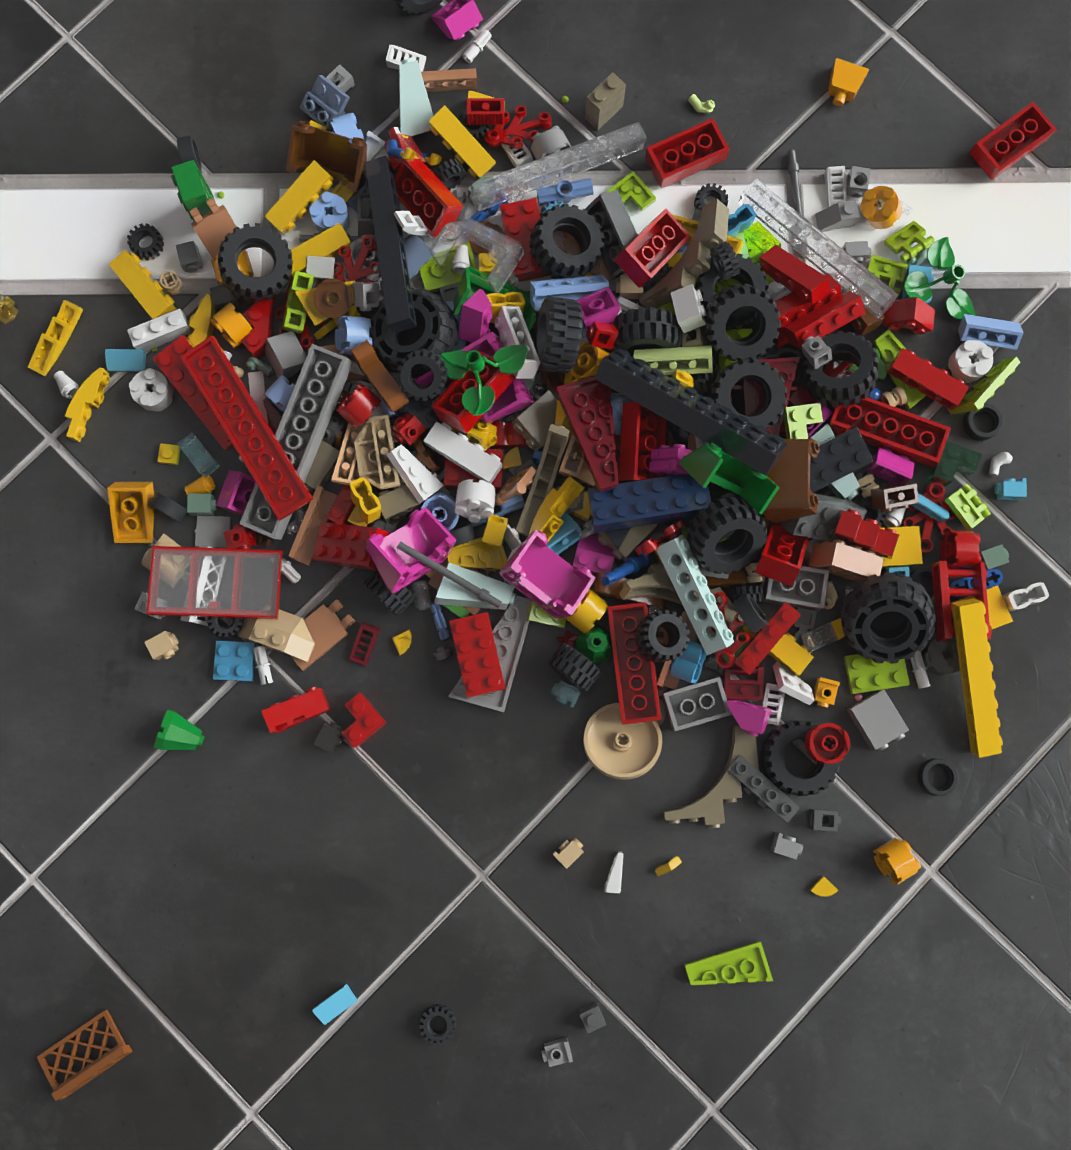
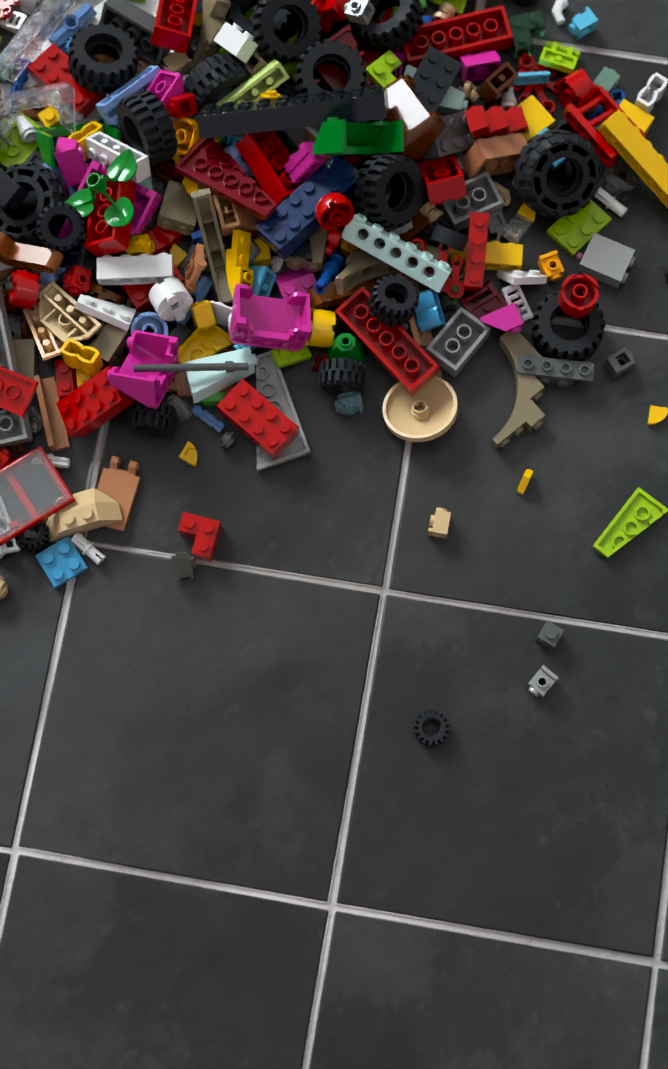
camera: 30 degrees left, 5 degrees down
(88, 1072) = (173, 967): dark orange fence -> none
(178, 733) = (56, 647): green cone -> none
(296, 710) = (141, 562): red wedge -> none
(335, 1004) = (338, 771): medium azure slope -> none
(364, 626) = (154, 486): dark red slope -> none
(613, 882) = (490, 518): white slope -> none
(663, 524) = (333, 211): none -> red cylinder
(786, 846) = (605, 402): light grey brick -> none

